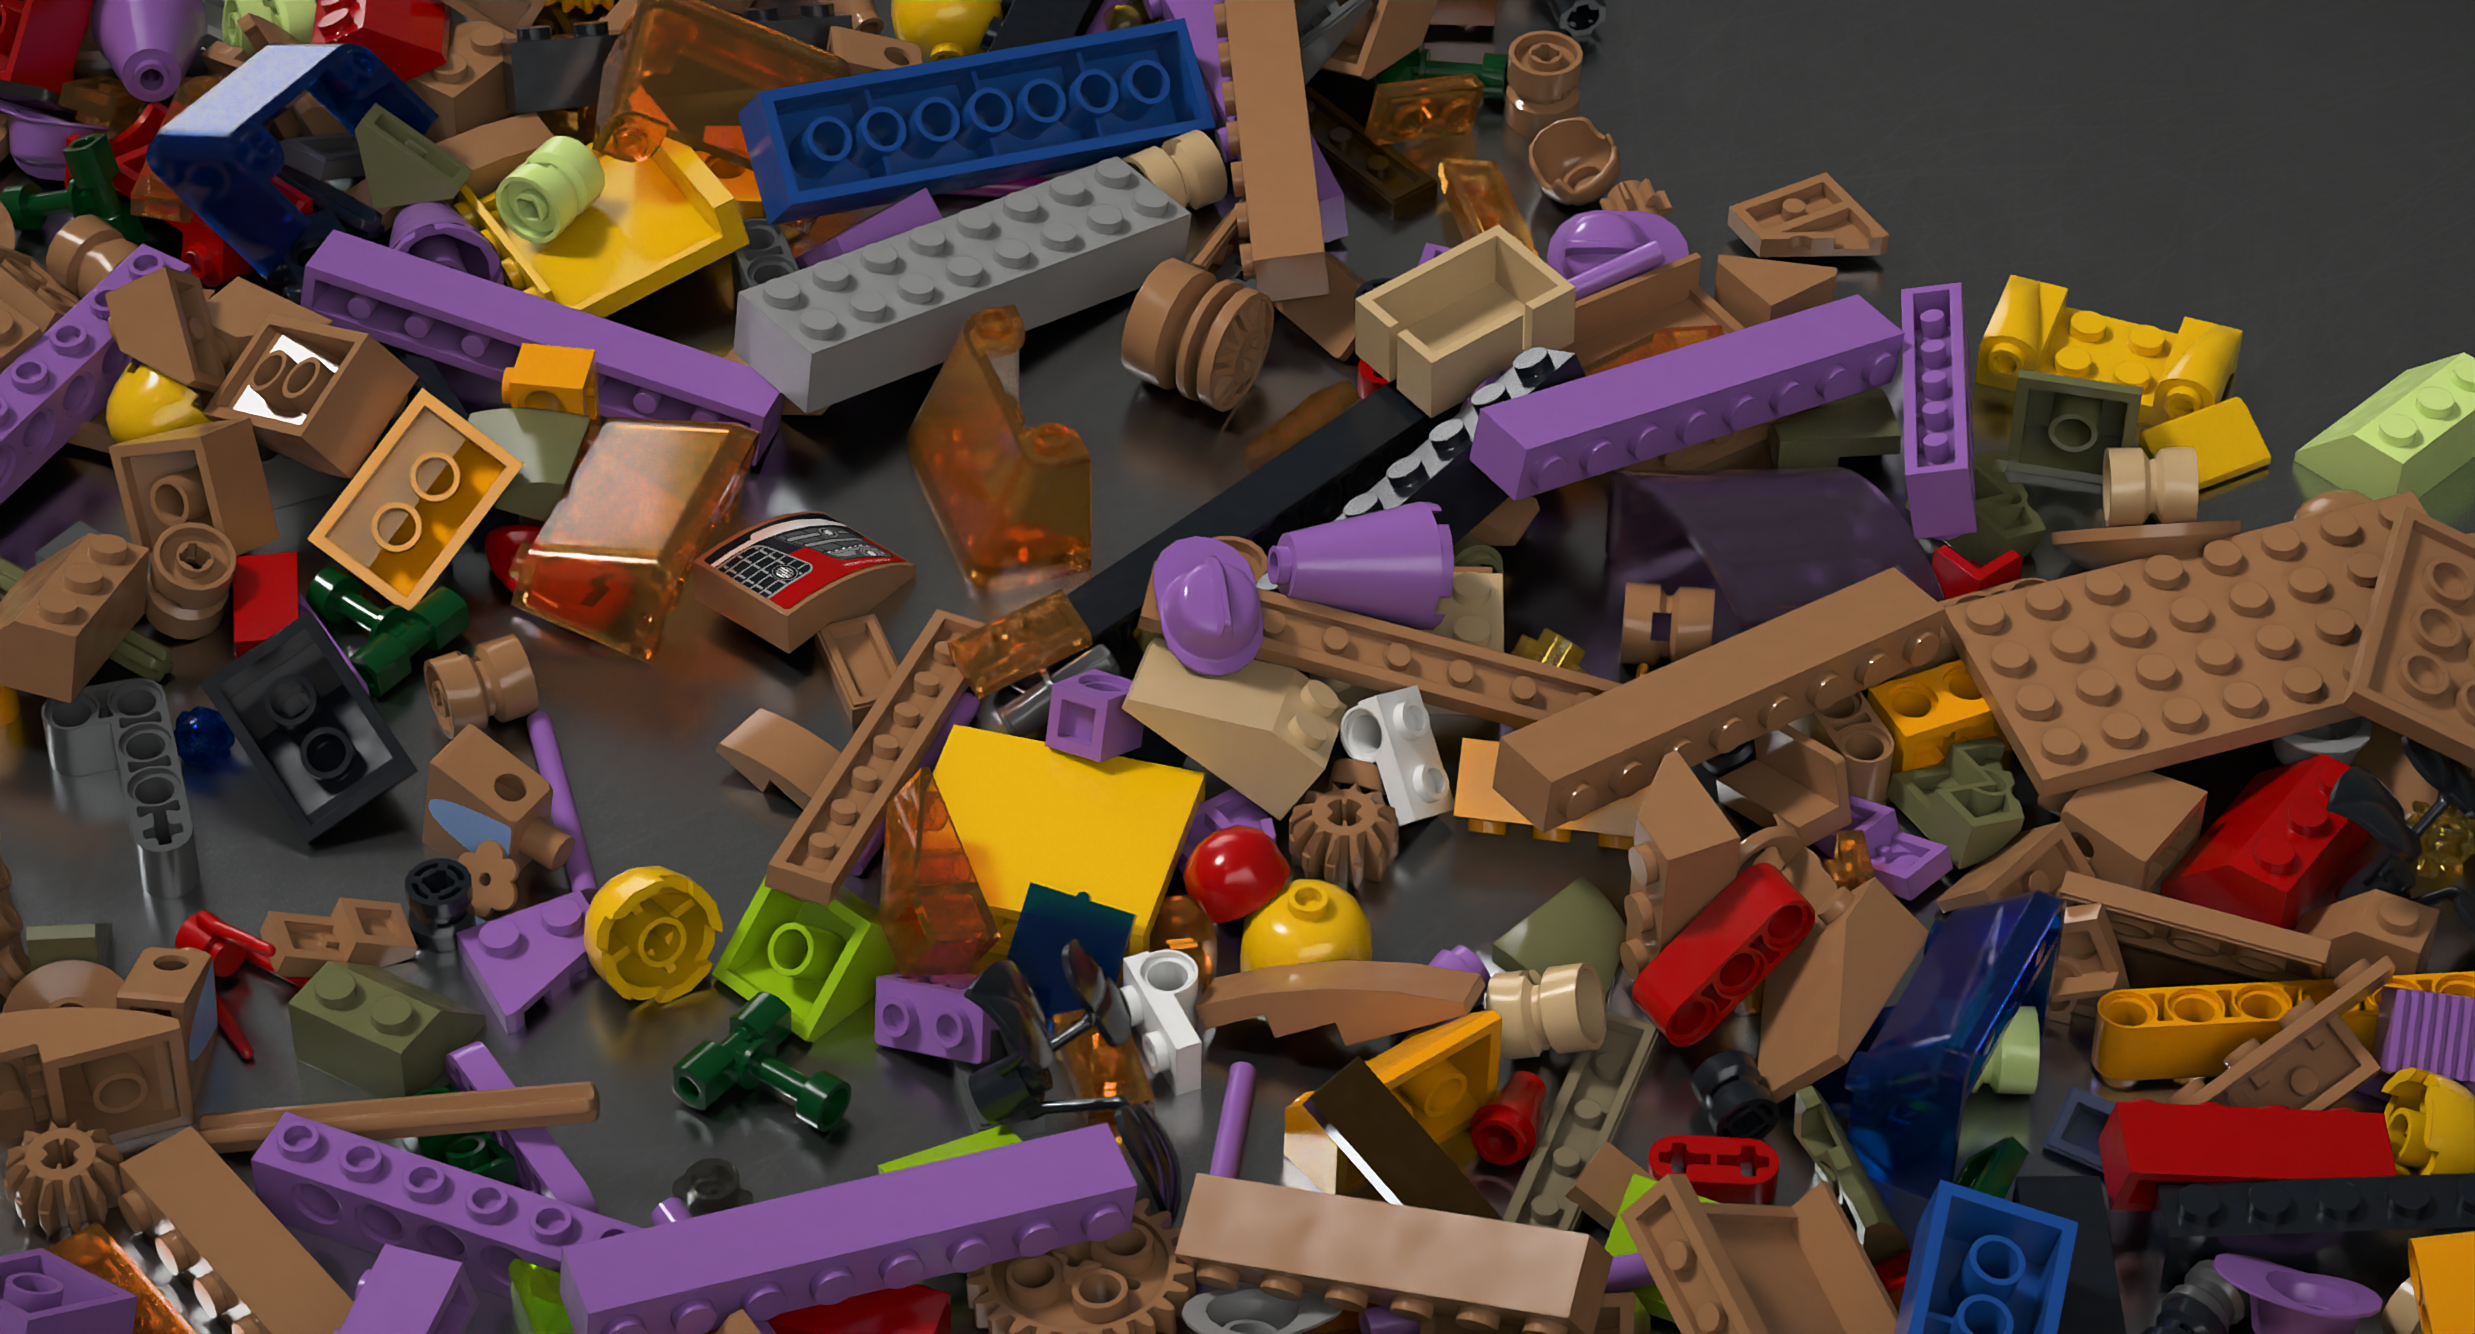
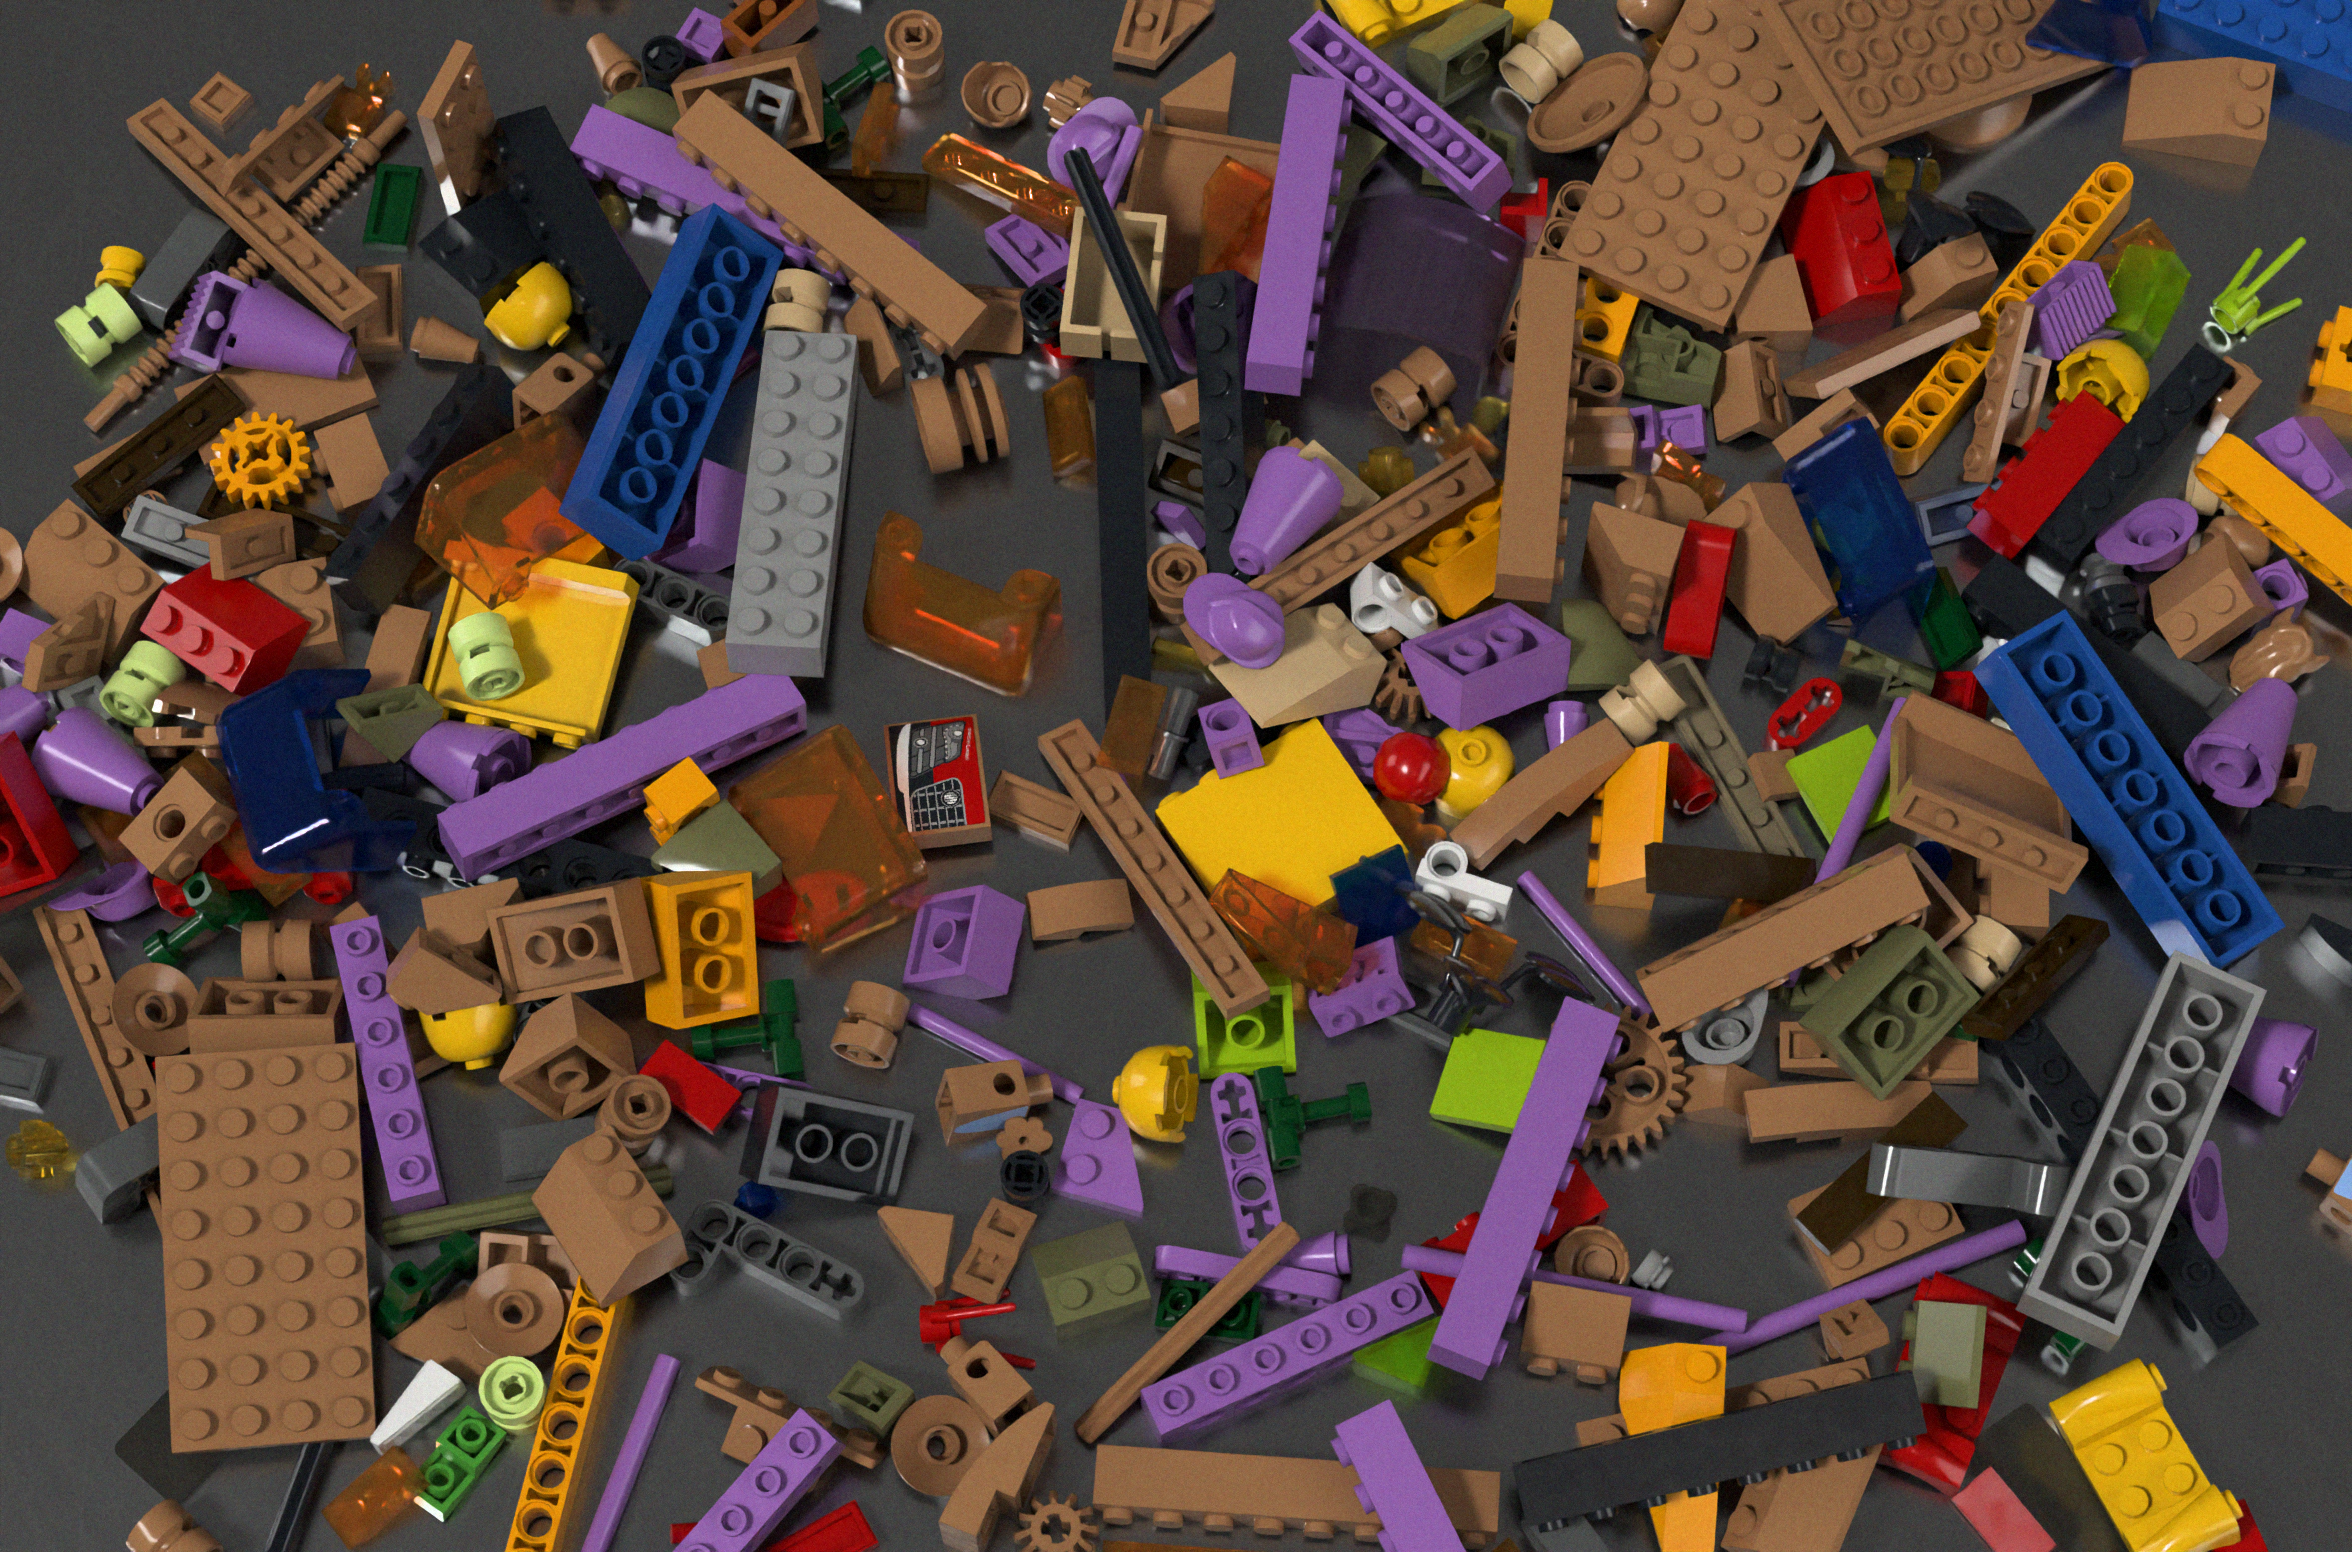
camera: 45 degrees left, 25 degrees up
(133, 91) = (155, 832): none -> medium nougat brick
(285, 874) = (924, 1241): none -> medium nougat slope
(619, 1184) = (1323, 1254): none -> medium lavender cone
(644, 1061) = (1244, 1165): none -> medium lavender beam
(655, 703) = (964, 943): none -> medium lavender slope
(1423, 861) = (1487, 665): none -> medium lavender slope
(1471, 289) = (1122, 269): none -> black axle

